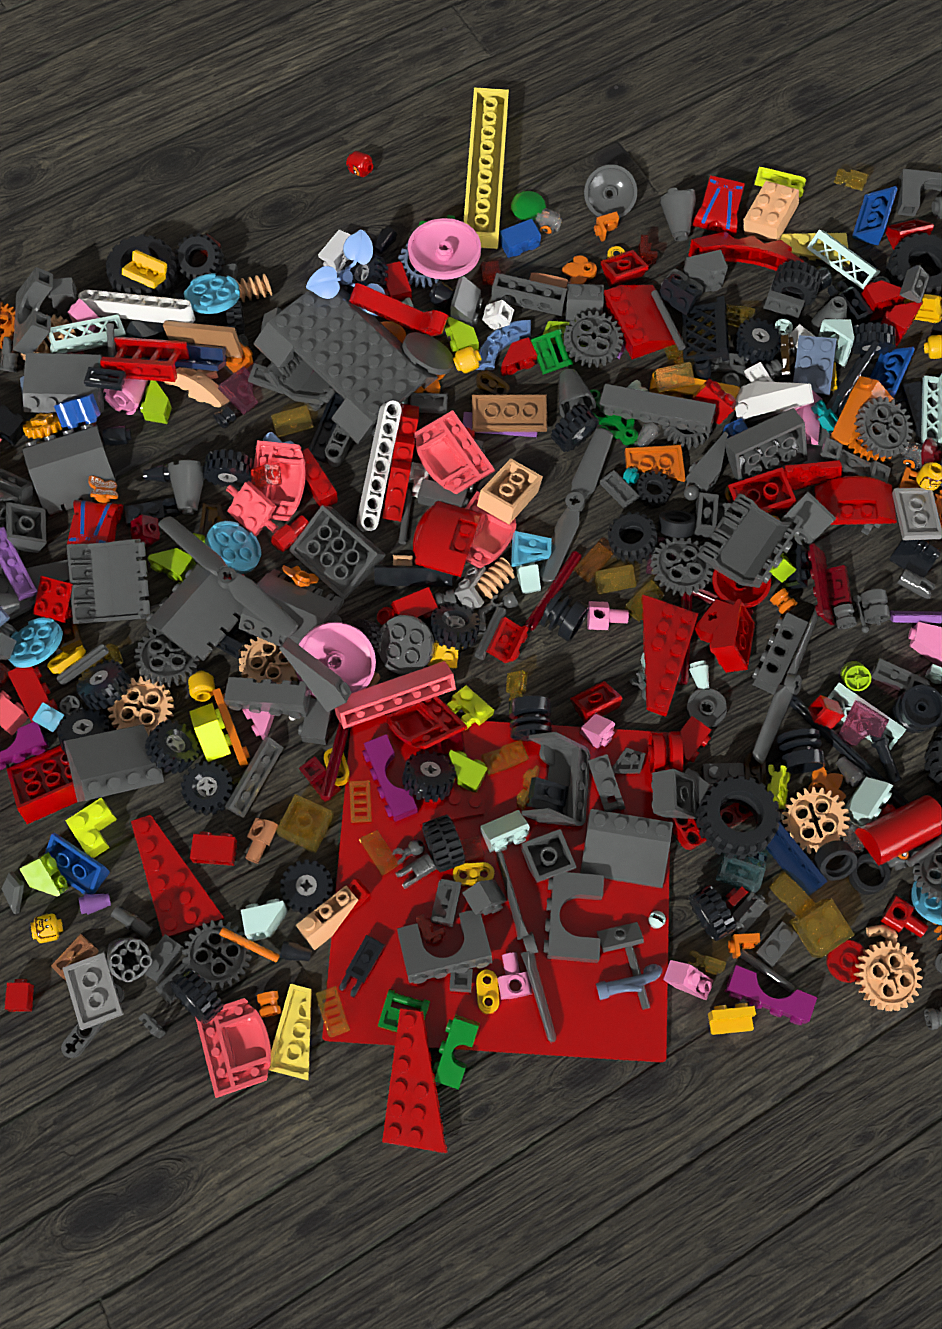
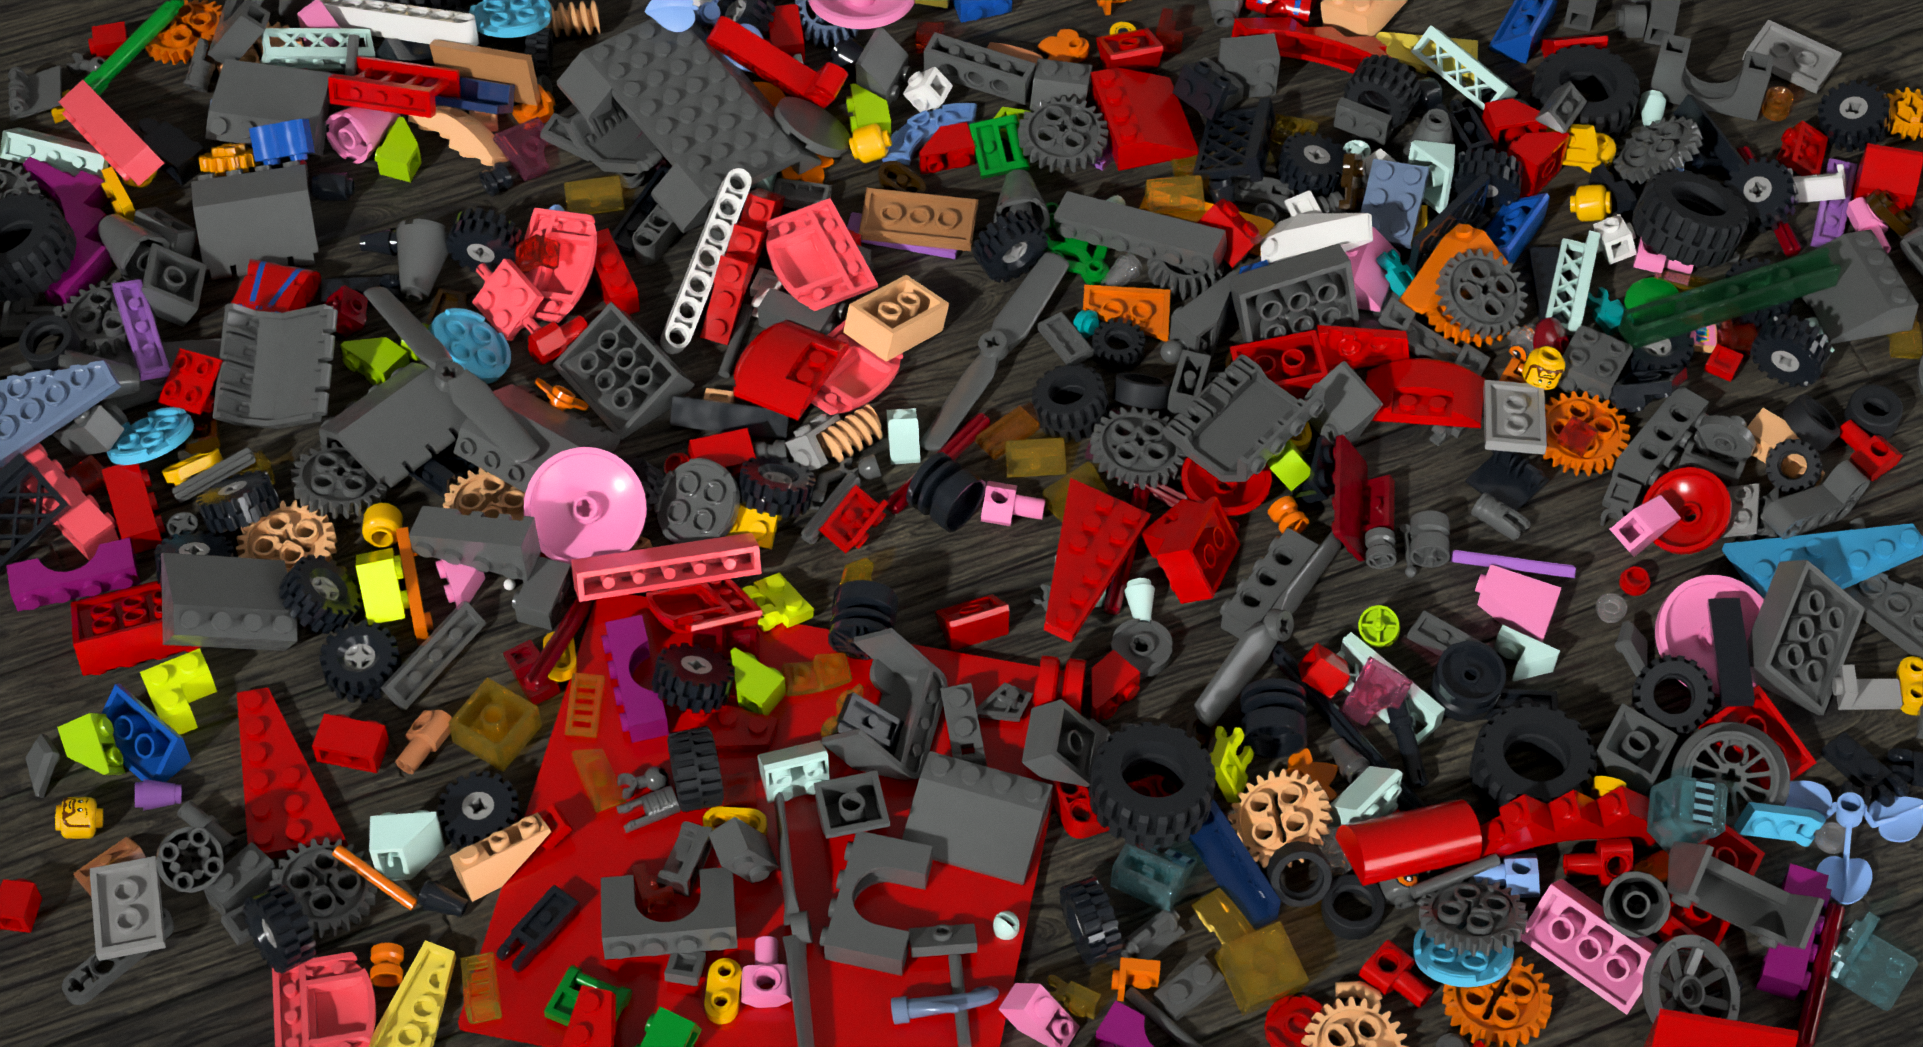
camera: 10 degrees right, 15 degrees down
(48, 717) = (146, 533): medium azure bracket -> none
(102, 490) = (295, 250): orange animal -> none
(104, 381) = (330, 105): black tile -> none
(152, 1025) = (204, 965): dark grey tile -> none
(322, 681) = (557, 521): dark grey wedge -> none
(529, 548) = (911, 399): medium azure wing -> none
(598, 731) = (964, 652): bright pink slope -> none
(668, 320) = (1181, 122): dark grey bar -> none
(734, 897) = (1135, 912): red plate -> none

